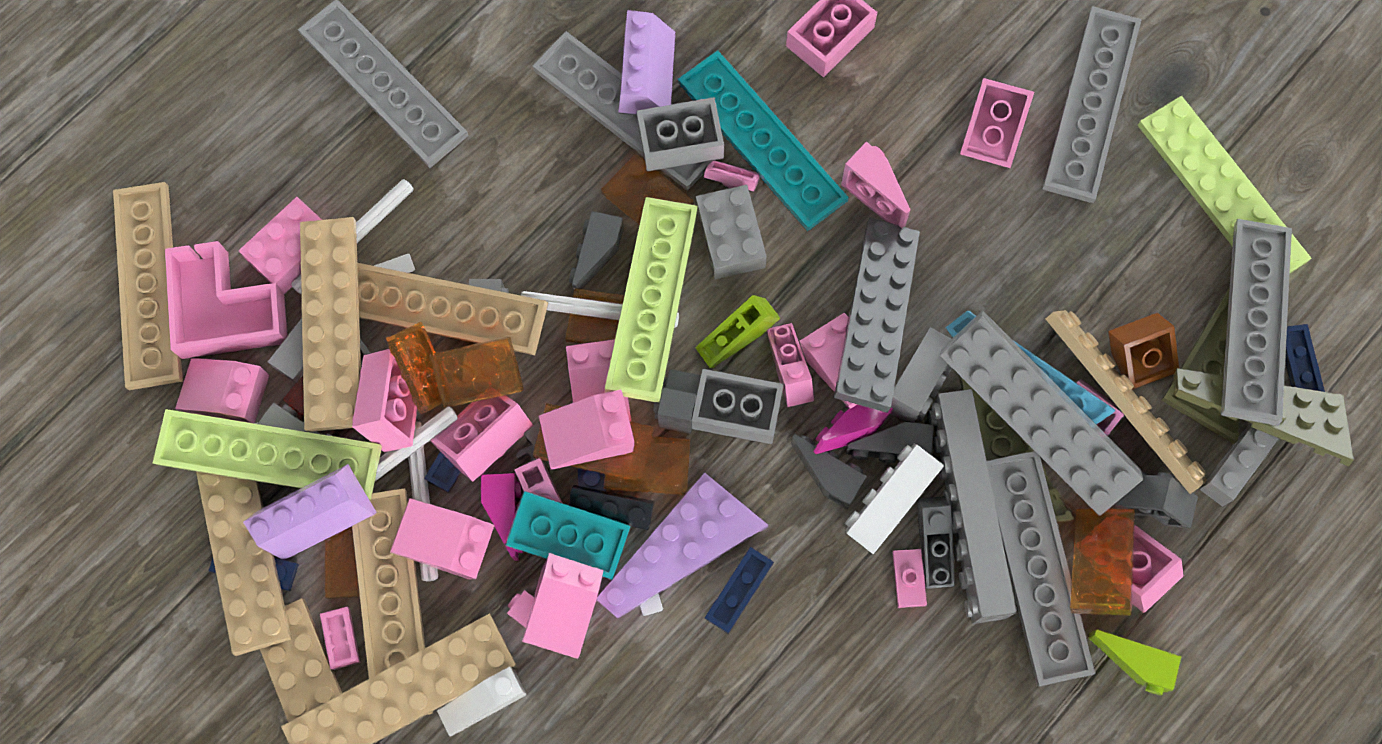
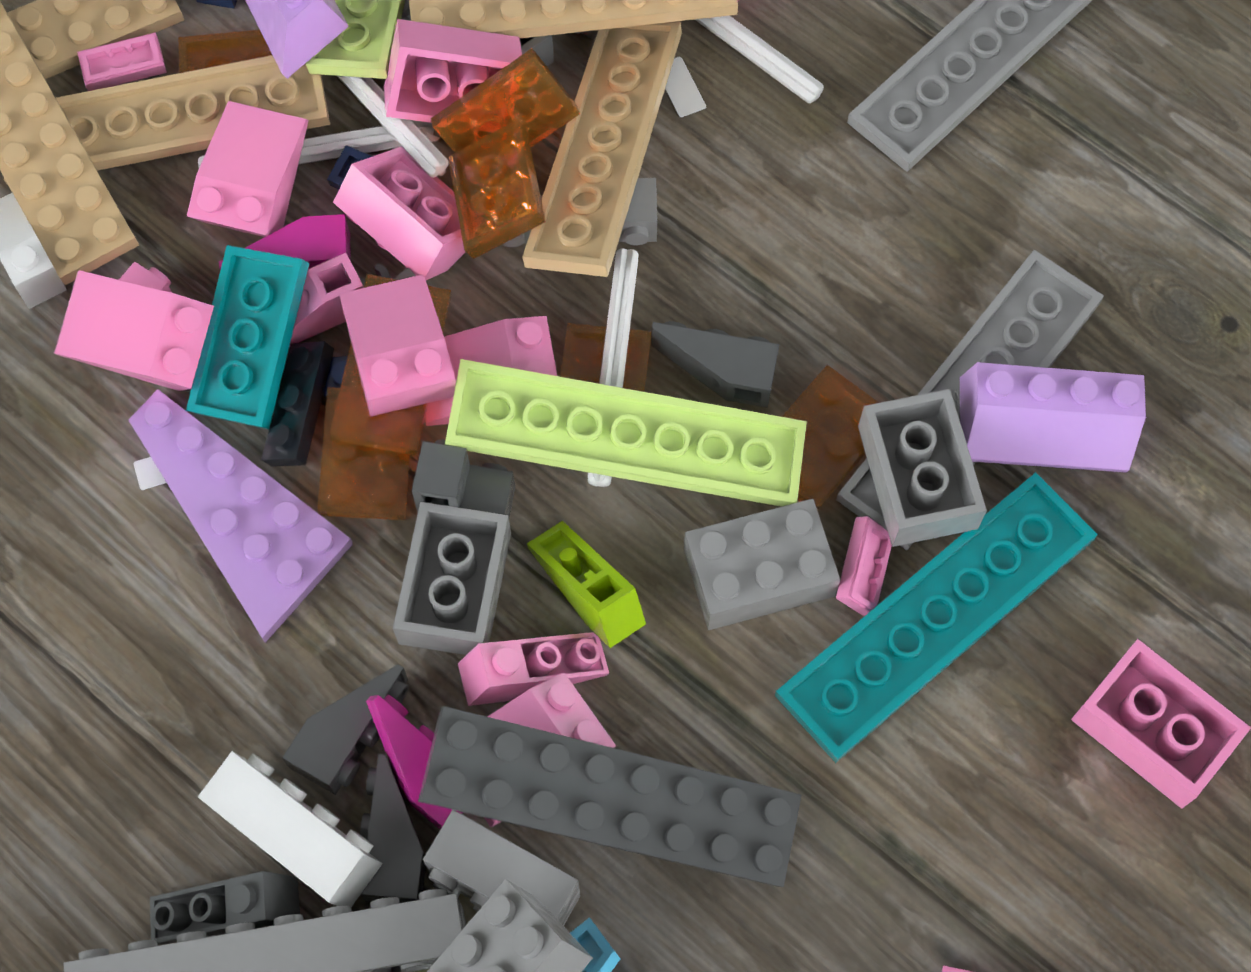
camera: 85 degrees right, 5 degrees down
(739, 590) = (159, 596): dark blue plate -> none
(874, 183) = (867, 795): bright pink slope -> none
(909, 578) = (165, 866): bright pink plate -> none

